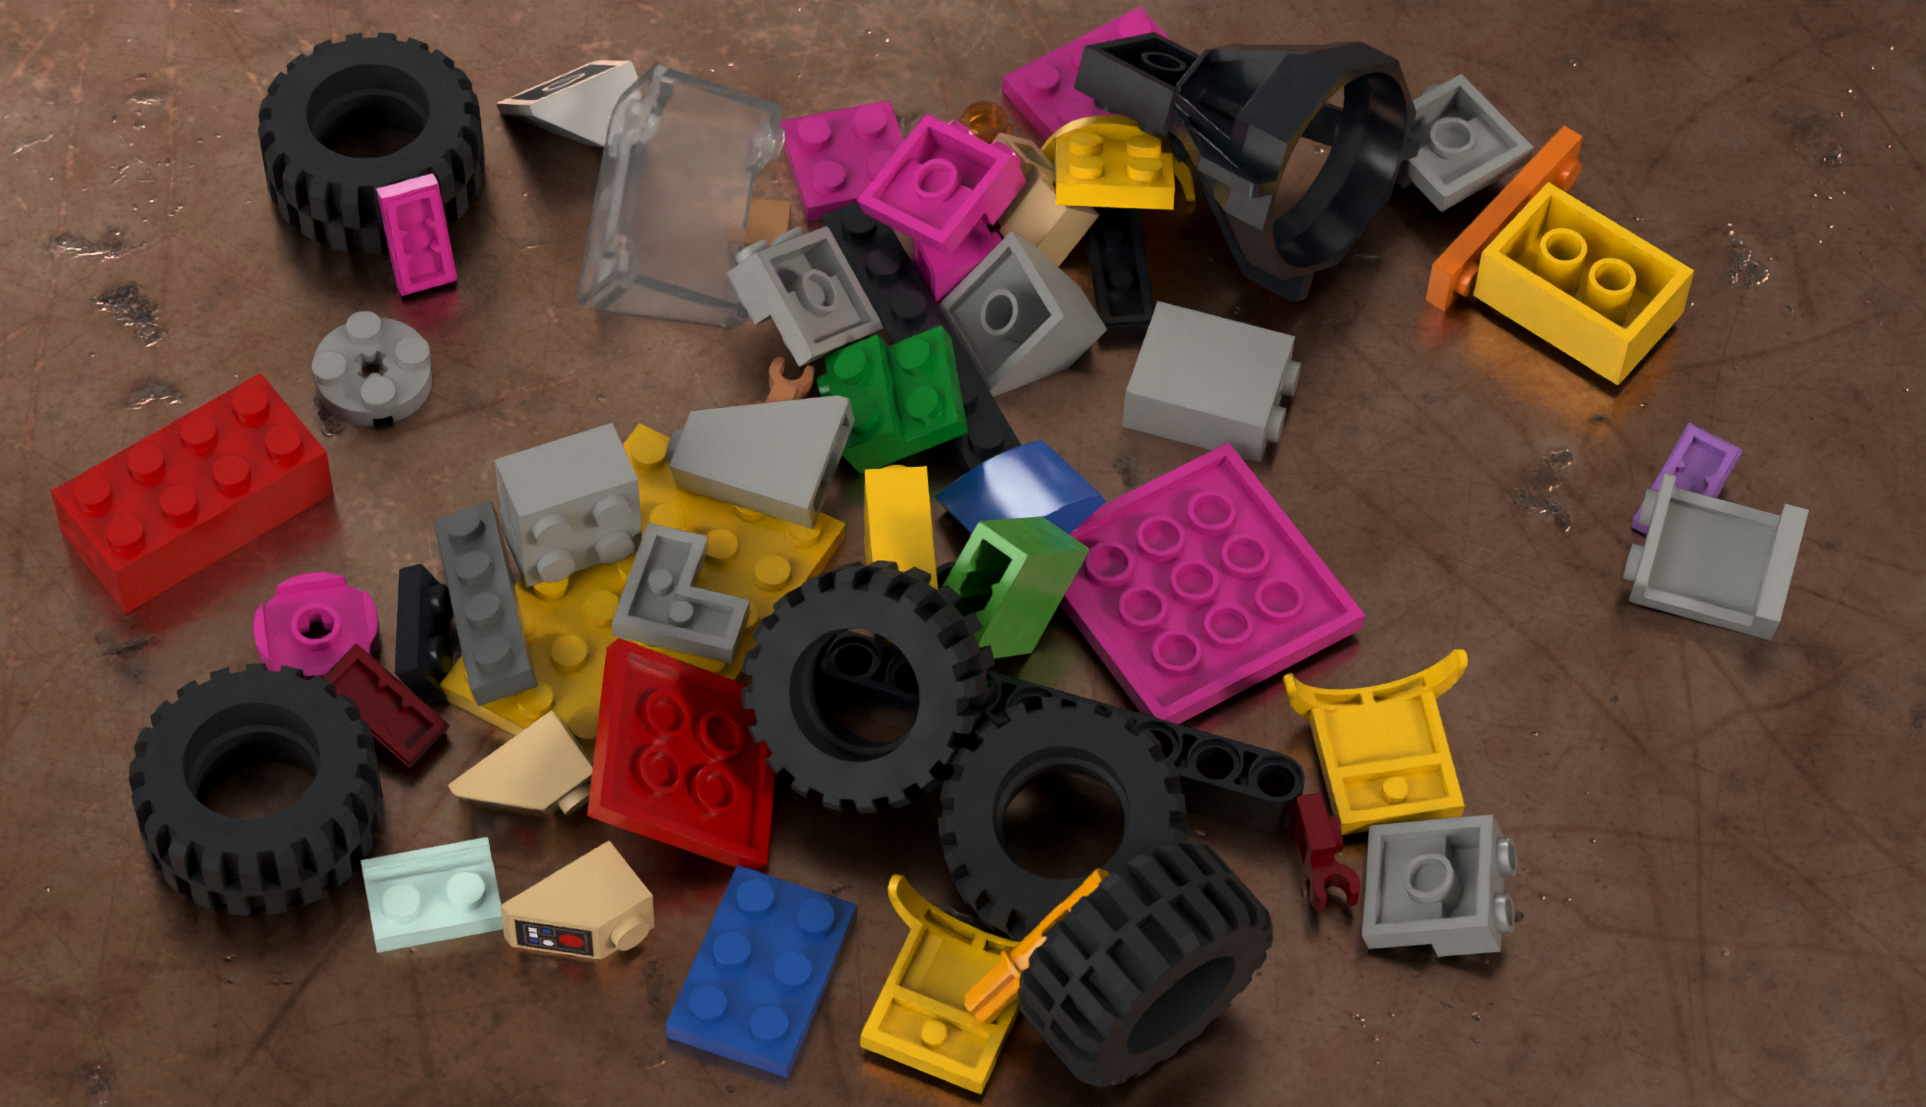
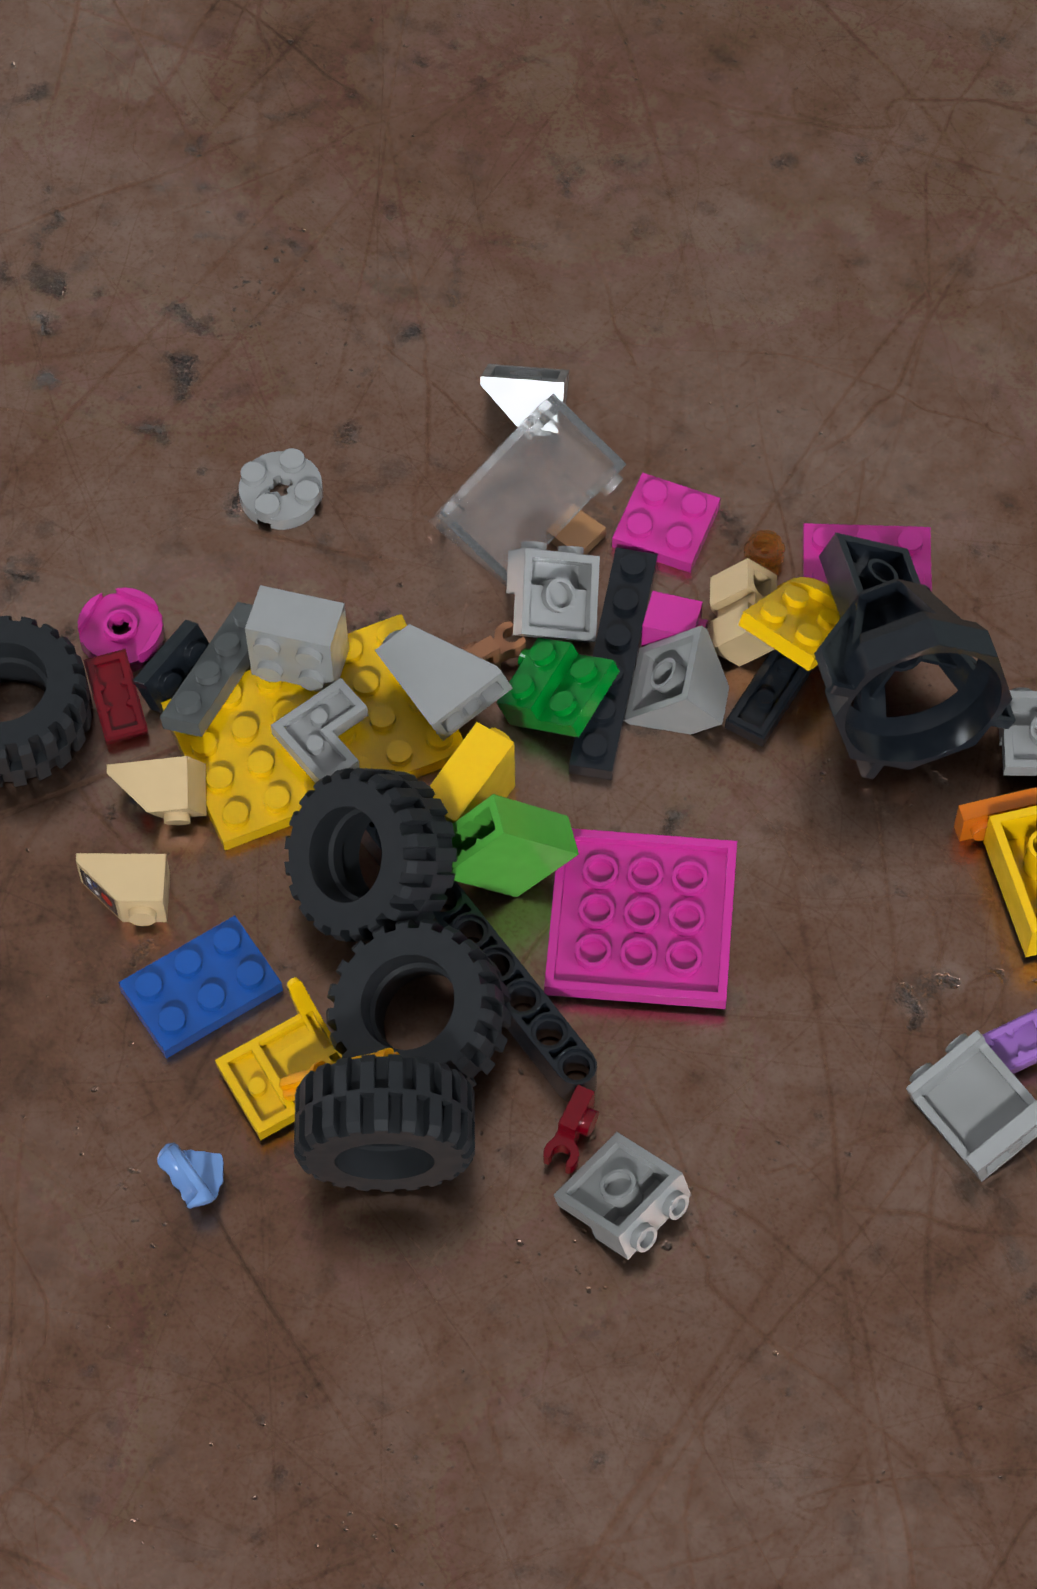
camera: 40 degrees right, 5 degrees up
(192, 492) = (117, 503): red brick -> none
(359, 88) = (375, 306): black tyre -> none
(417, 234) = (359, 420): dark pink plate -> none
(432, 894) = (59, 822): light aqua plate -> none
(680, 758) = (237, 830): red plate -> none
(943, 184) = (686, 571): dark pink plate -> none
(1019, 485) = (585, 792): blue slope -> none
(1210, 381) = (761, 795): light grey brick -> none
(1384, 747) = (665, 1089): yellow piece -> none

